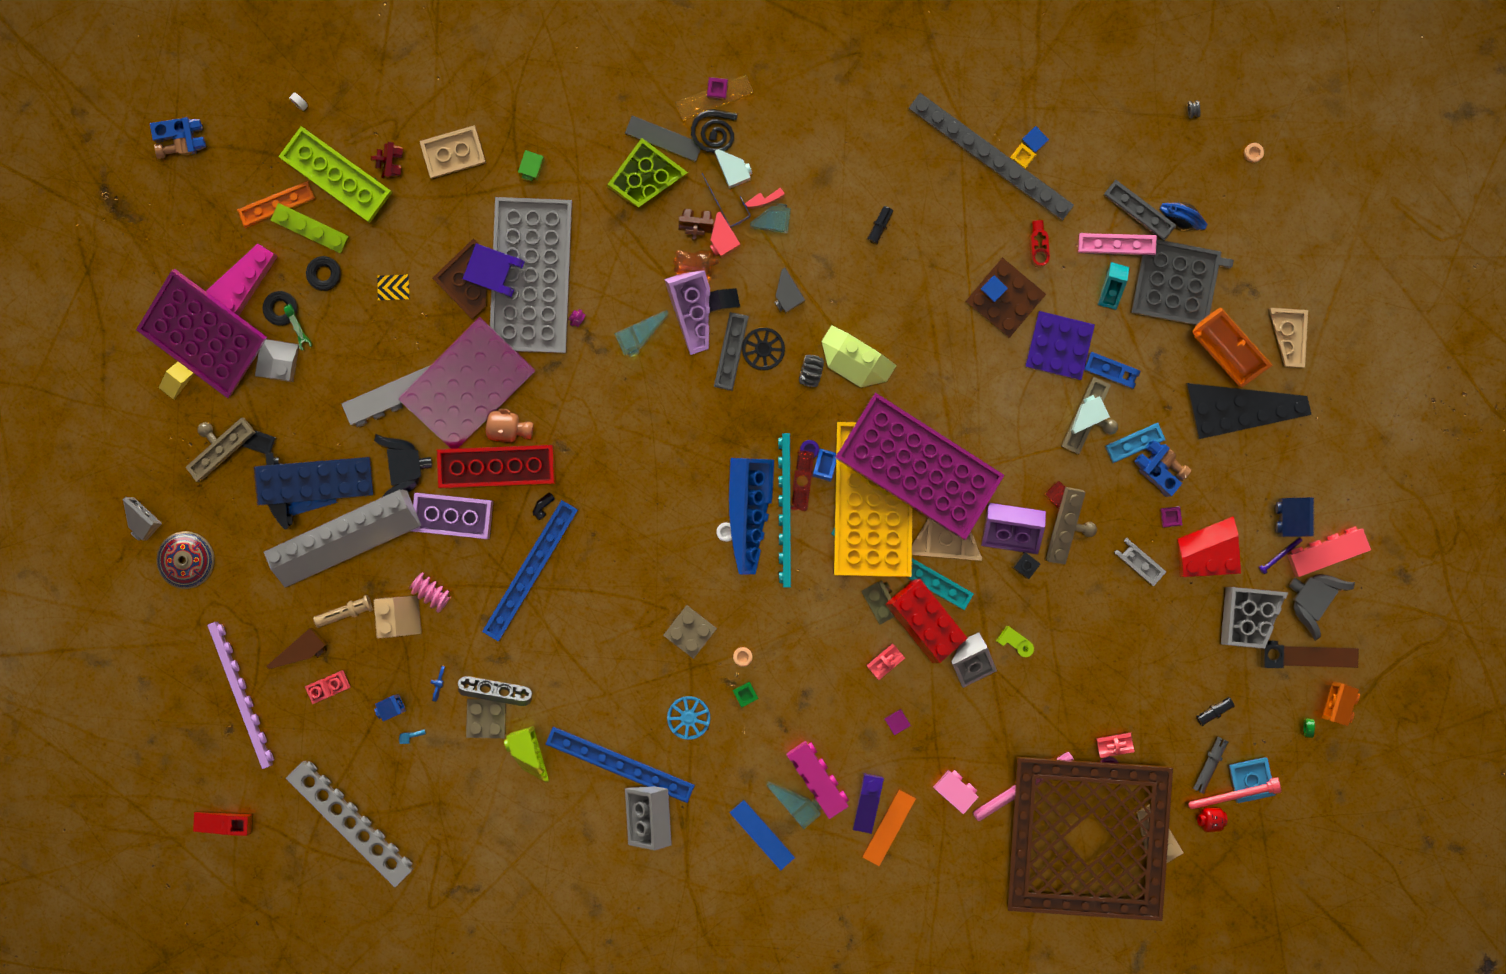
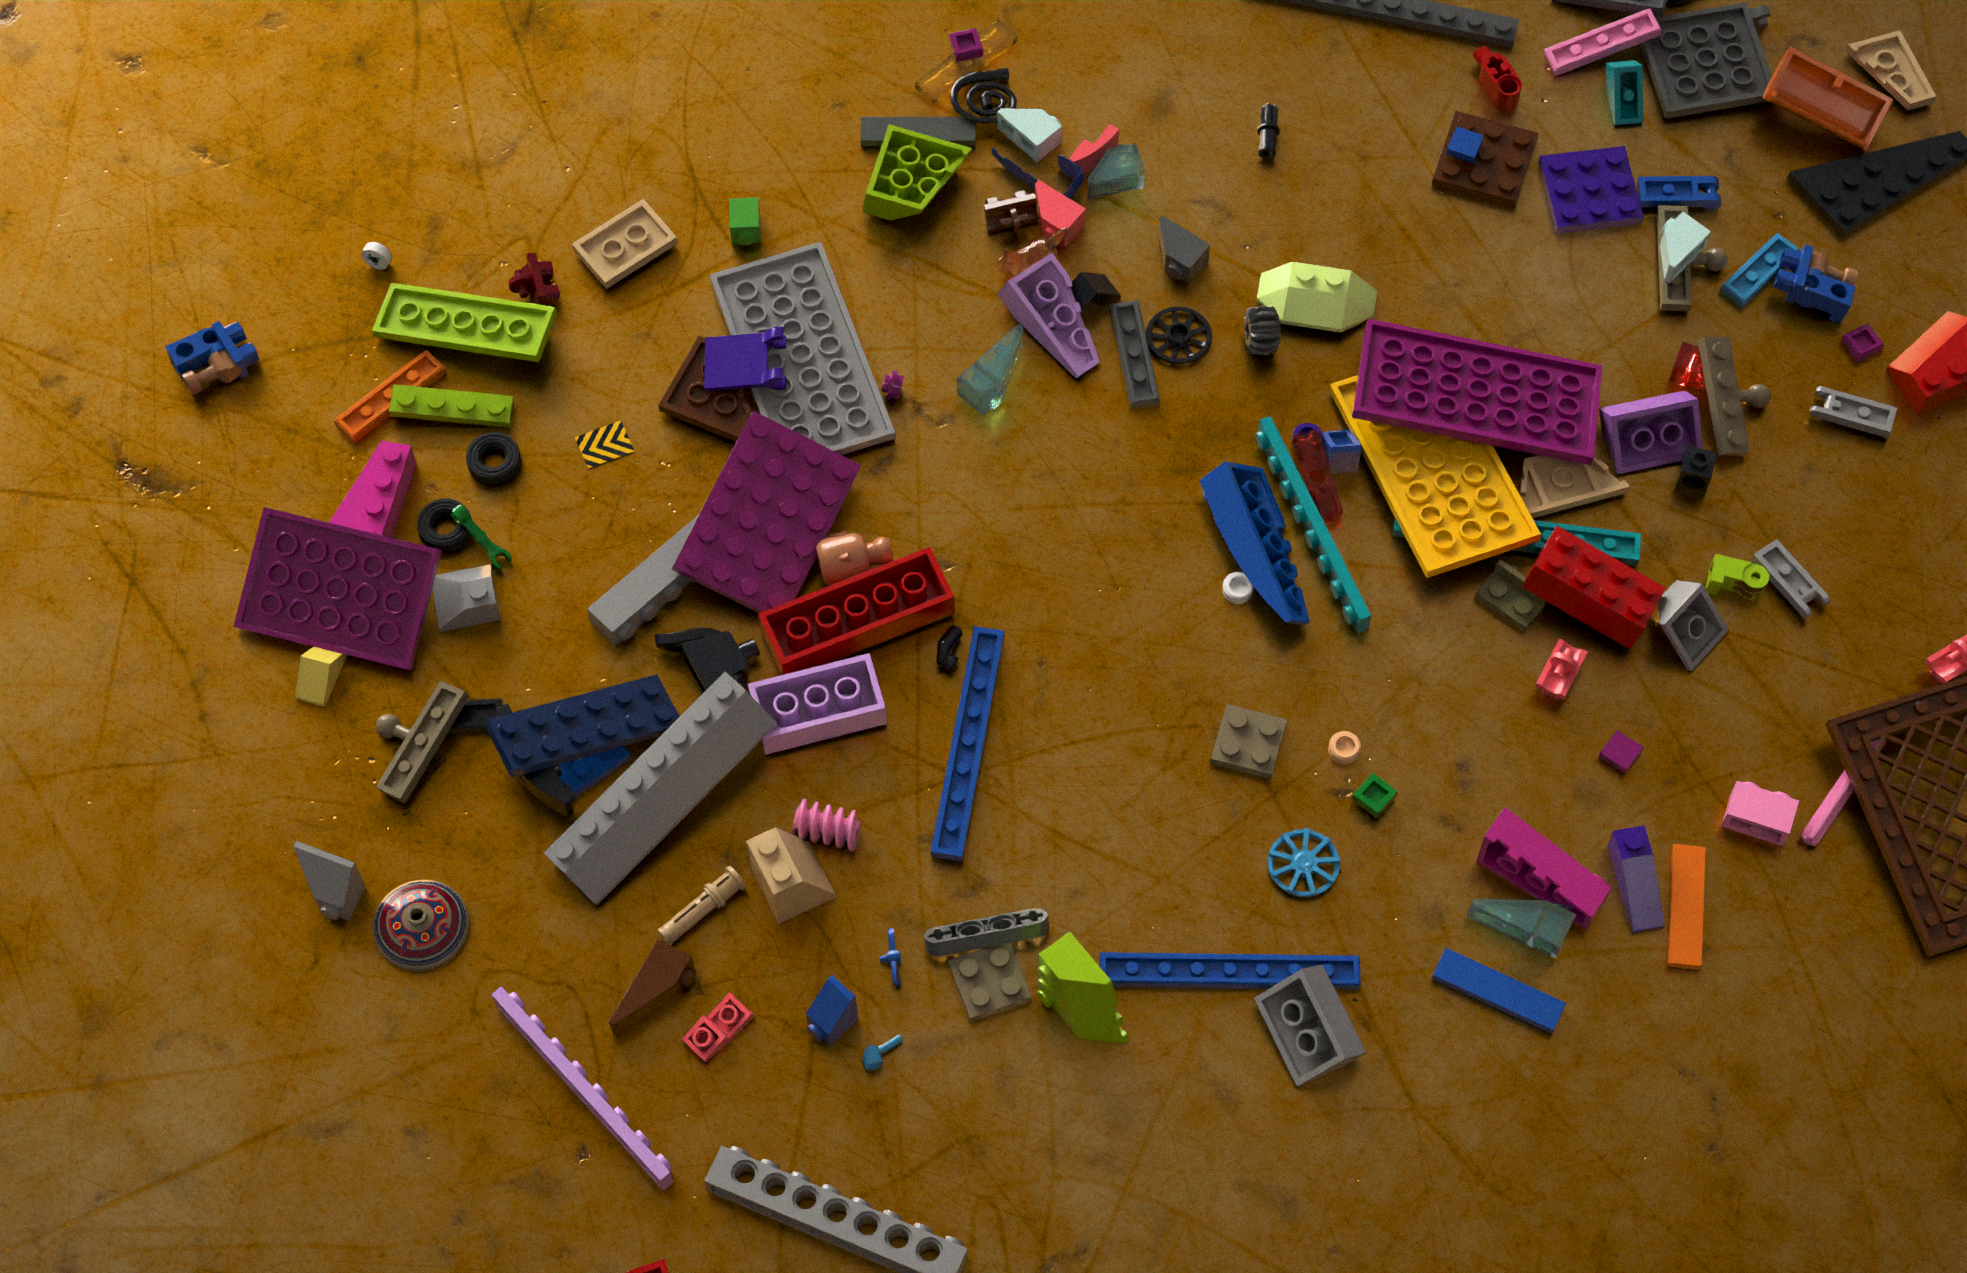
camera: 20 degrees left, 25 degrees down
(1047, 653) = (1790, 577): none -> light grey hinge

